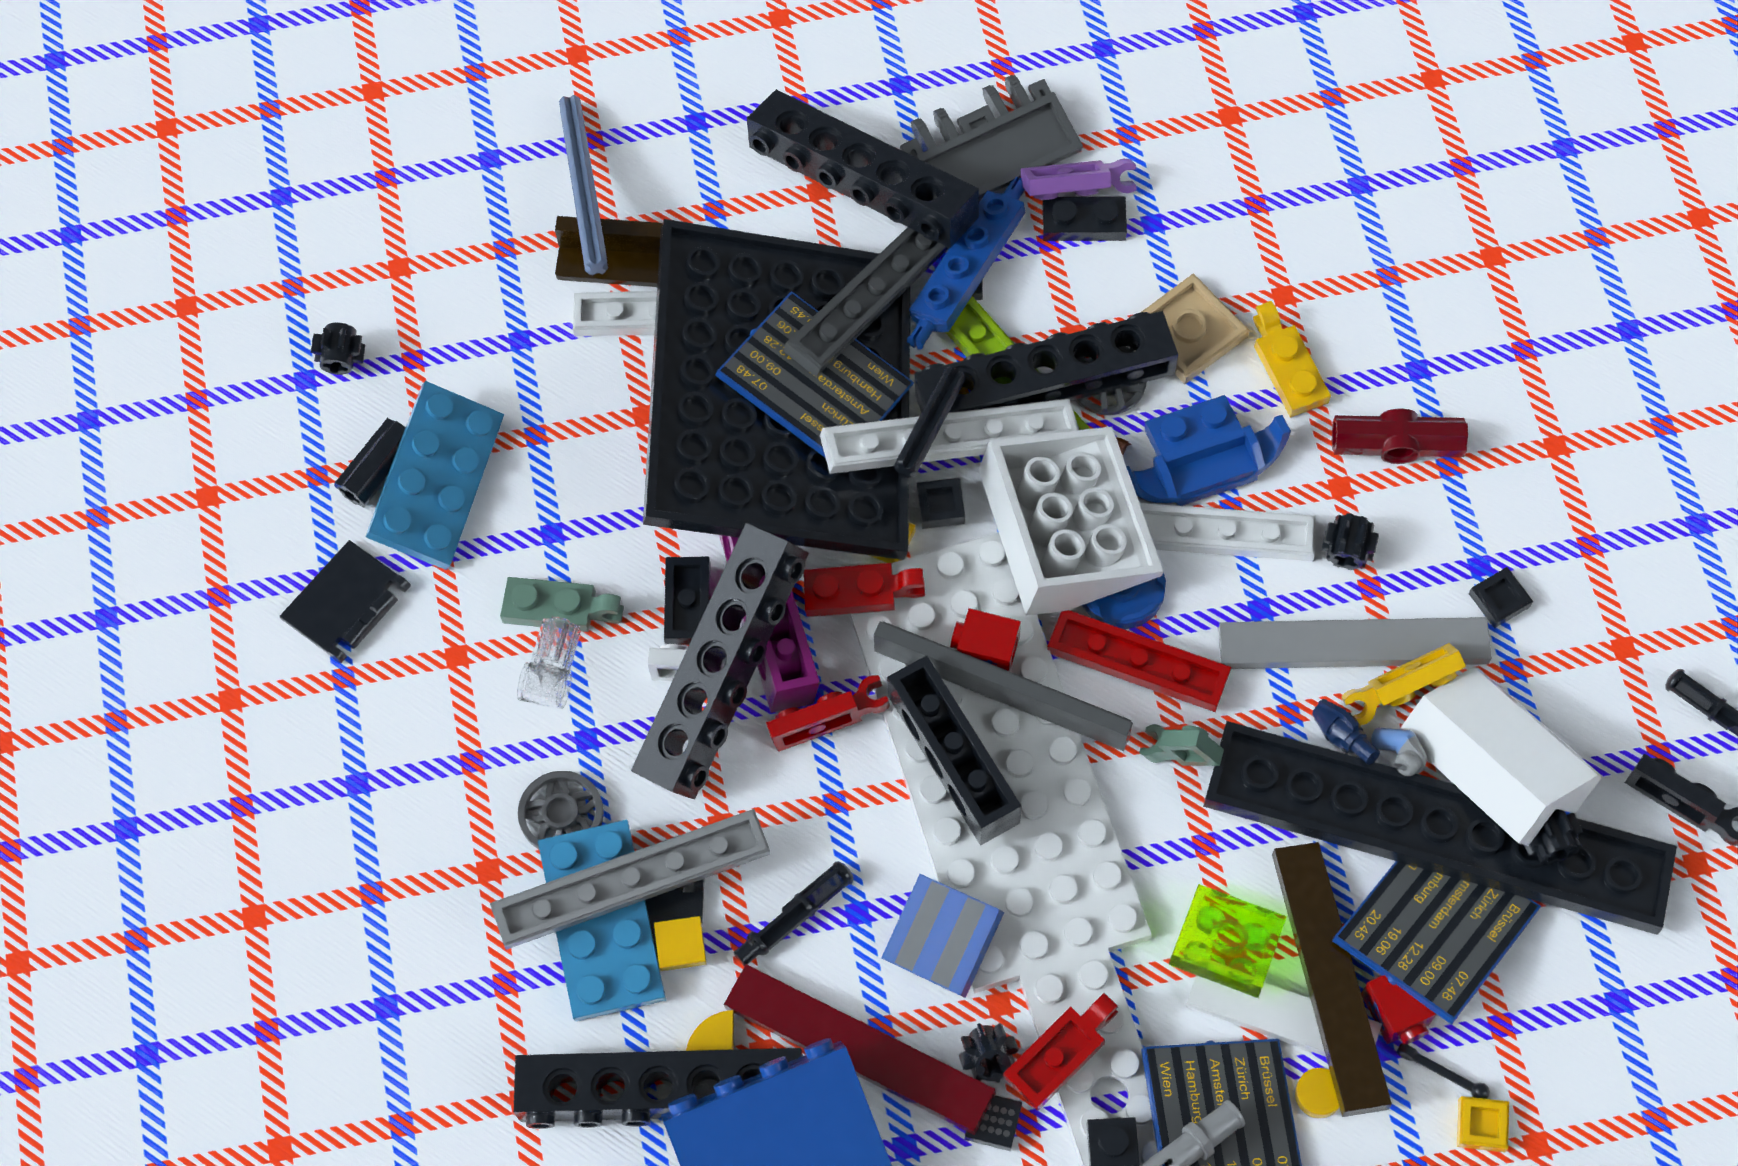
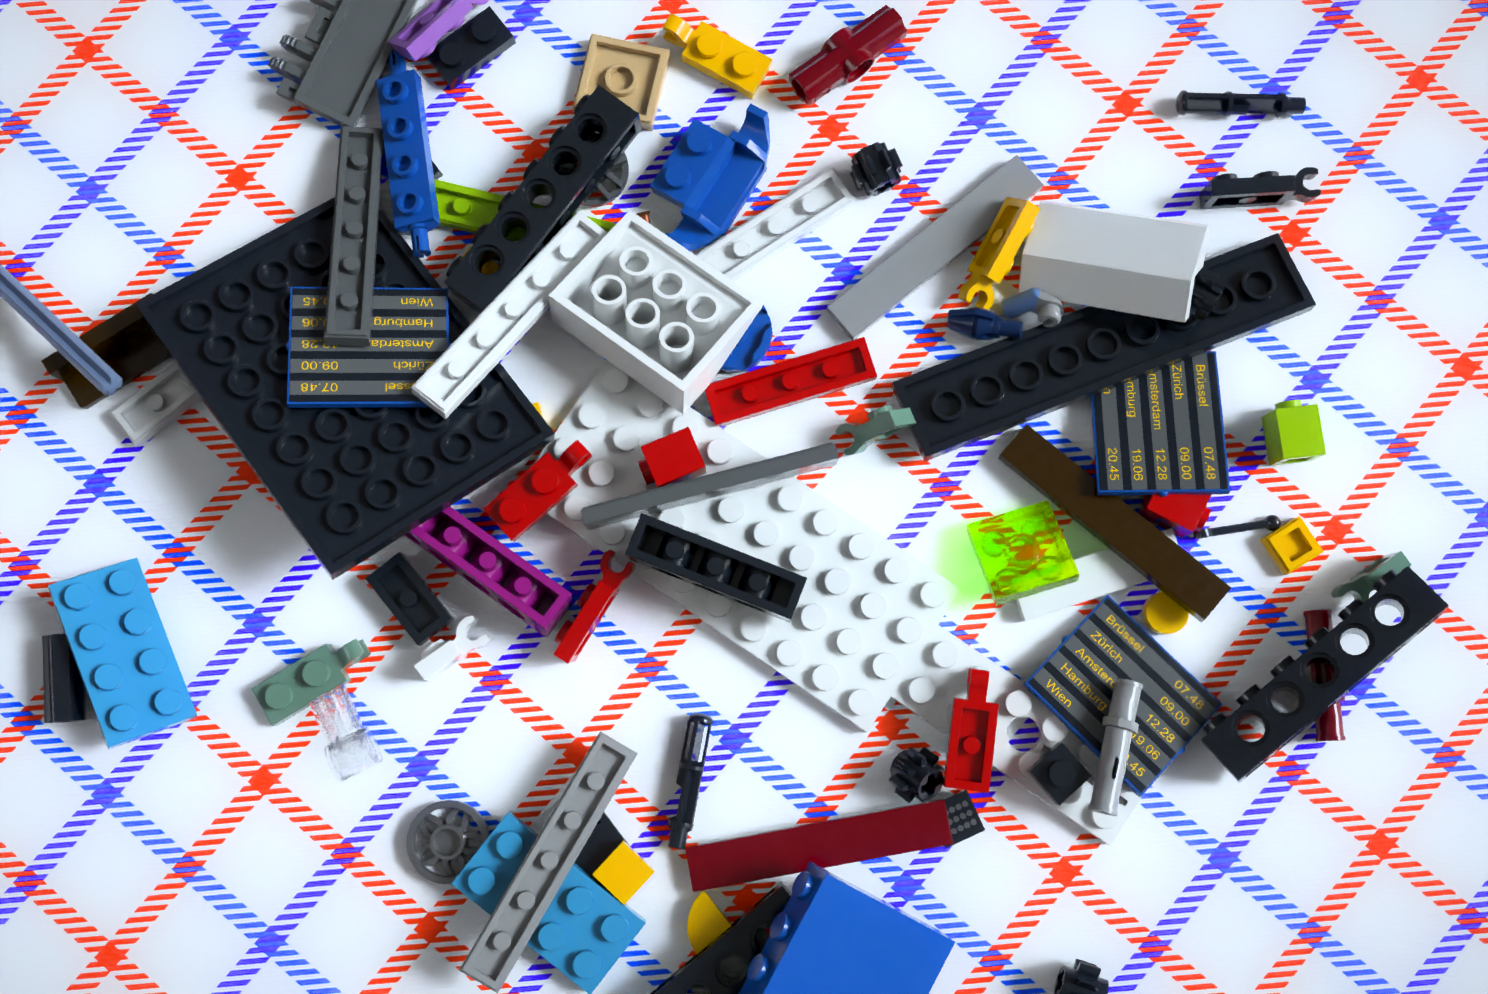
camera: 40 degrees left, 15 degrees up
(344, 600) = (134, 807): black piece -> none
(700, 670) = (473, 659): black brick -> none
(863, 168) = (261, 135): black brick -> none
(930, 422) = (491, 316): black axle -> none
(941, 503) = (544, 369): black plate -> none
(942, 935) = (814, 712): tile -> none
(1500, 597) = (1013, 130): black tile -> none
(1557, 1025) = (1293, 433): none -> lime brick

